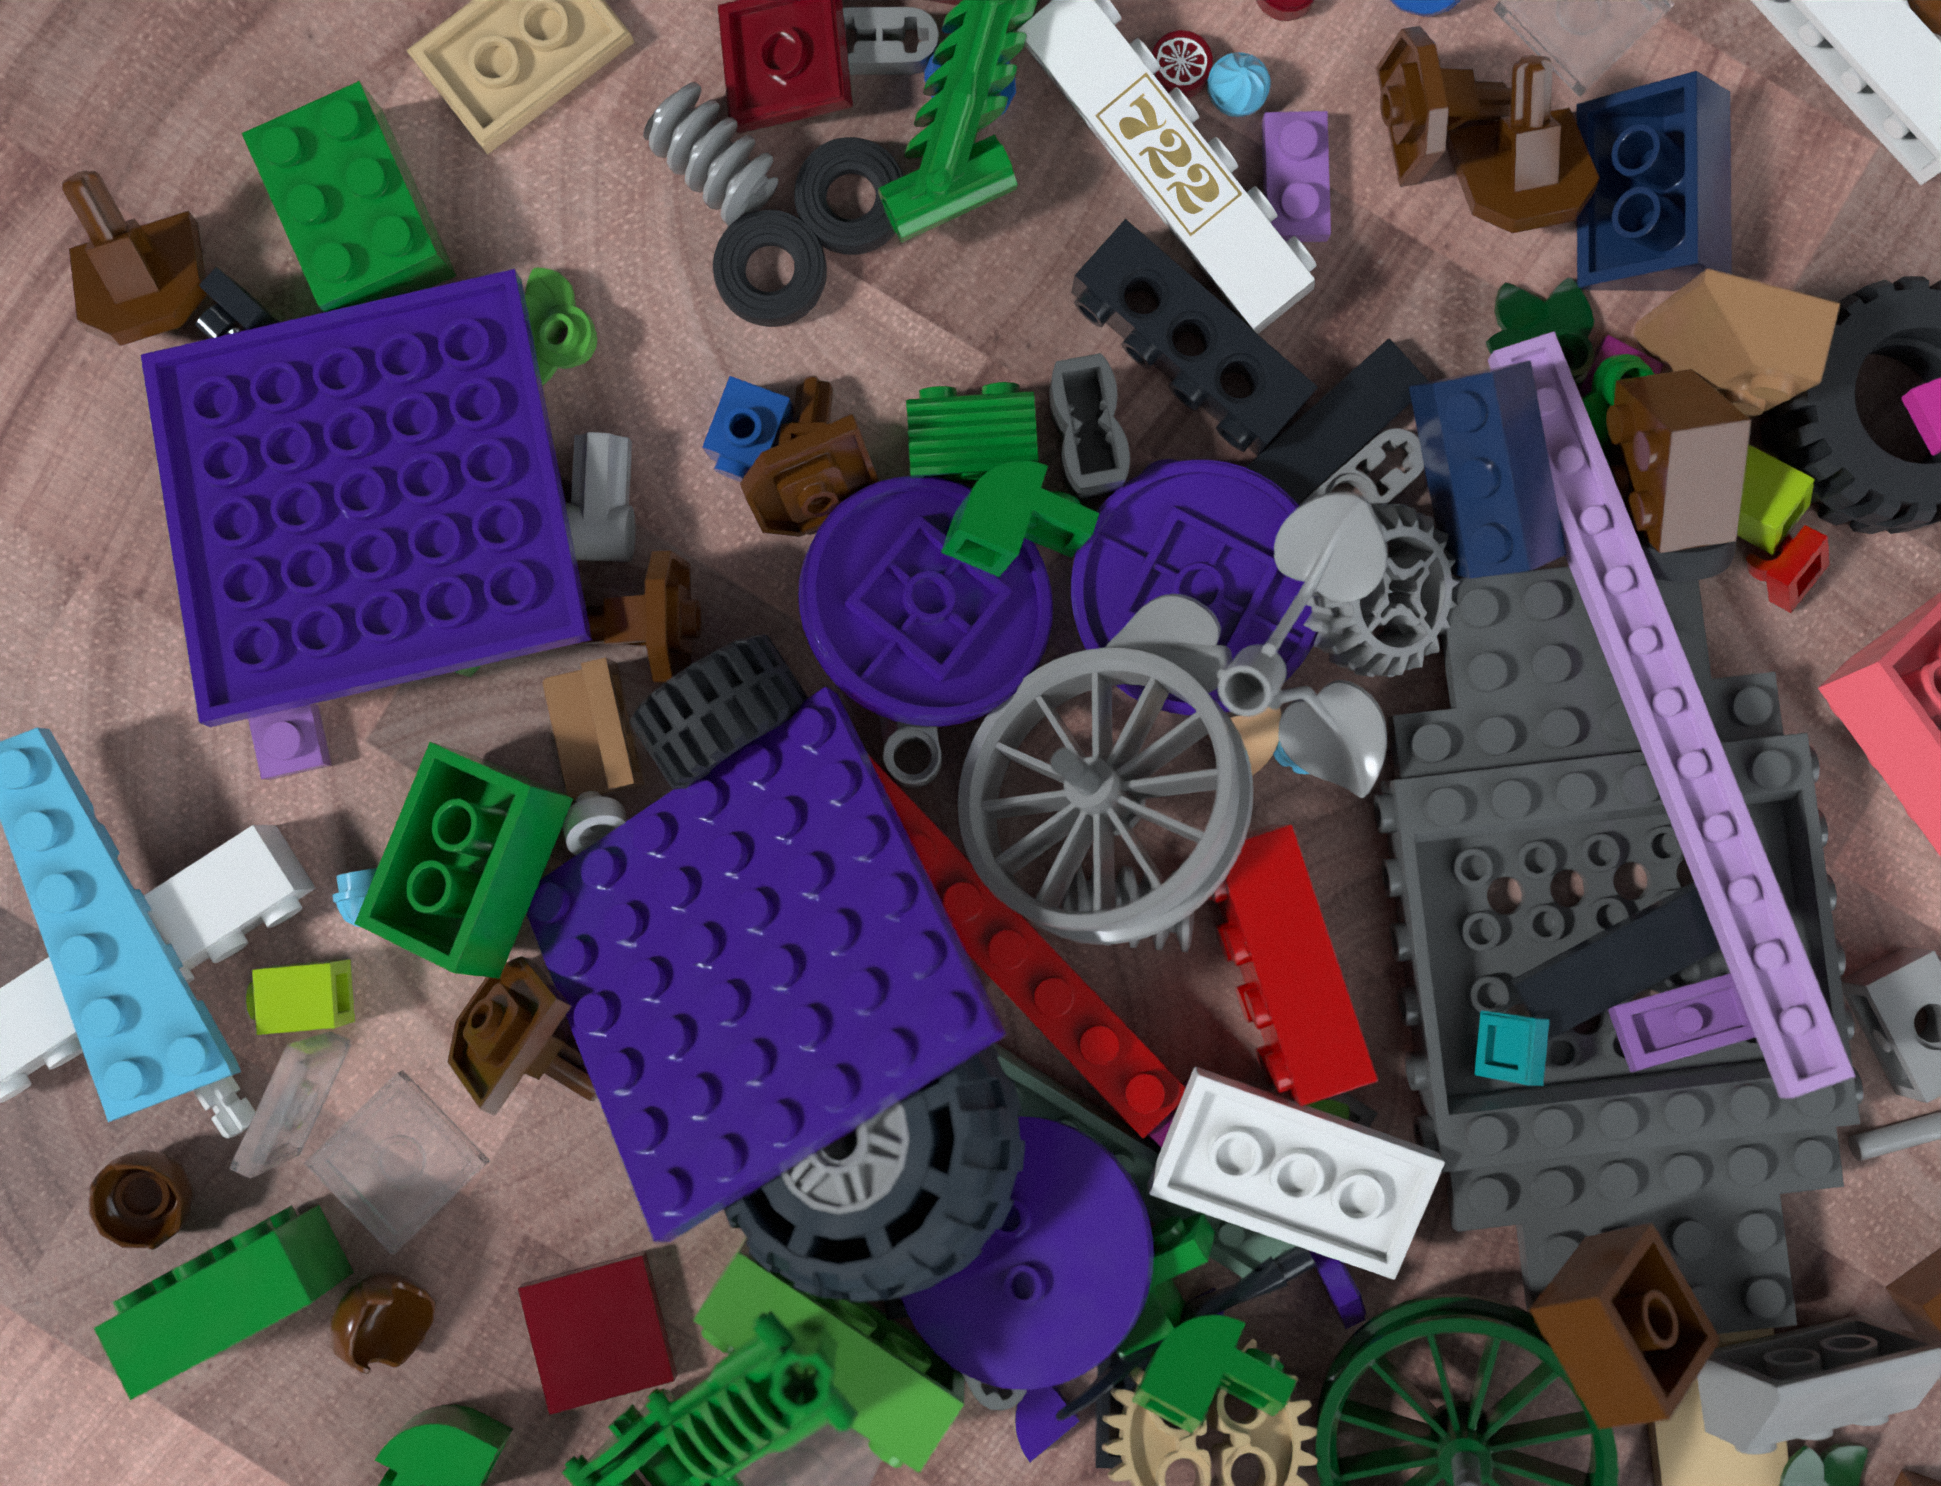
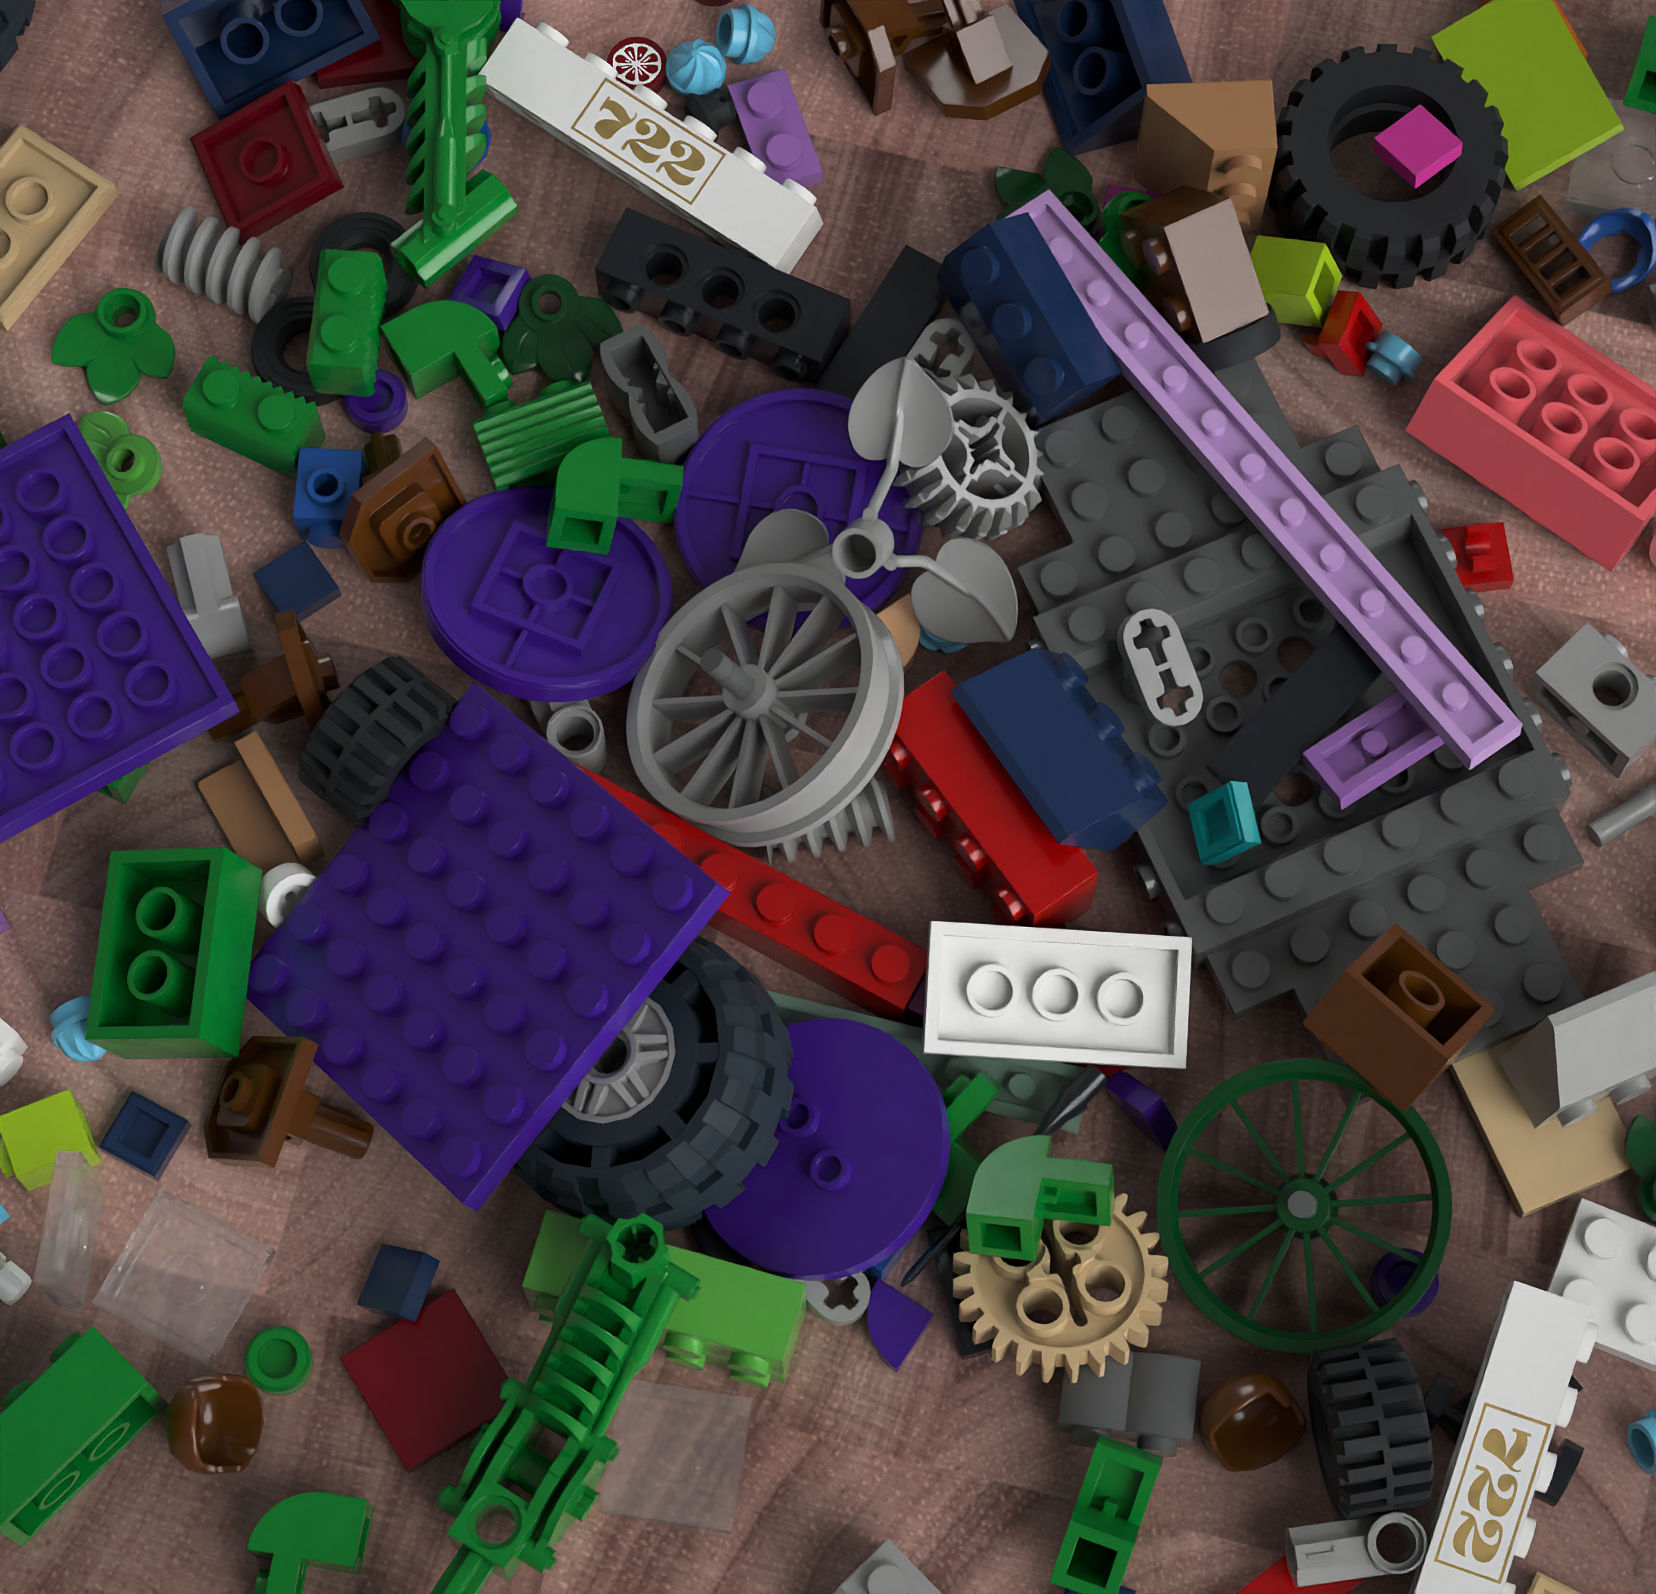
camera: 15 degrees left, 15 degrees down
(398, 1013) = (145, 1136): none -> dark blue tile
(463, 1267) = (279, 1361): none -> green tile
(579, 211) = (115, 354): none -> green plate
(591, 1236) = (398, 1282): none -> dark blue tile
(692, 507) = (297, 582): none -> dark blue tile
(695, 324) = (252, 416): none -> green brick
(811, 258) = (347, 323): none -> green brick
(822, 340) = (381, 410): none -> dark purple tile
(907, 301) = (447, 342): none -> green brick
(964, 263) = (492, 289): none -> dark purple plate
(1021, 334) = (558, 341): none -> dark green plate
(1239, 134) = (711, 109): none -> black piece
(1298, 62) = (744, 34): none -> medium azure plate
(1382, 941) = (1063, 749): none -> dark blue slope
(1516, 875) = (1174, 662): none -> light grey beam
(1829, 606) = (1392, 358): none -> medium azure plate
(1850, 834) = (1481, 556): none -> red tile

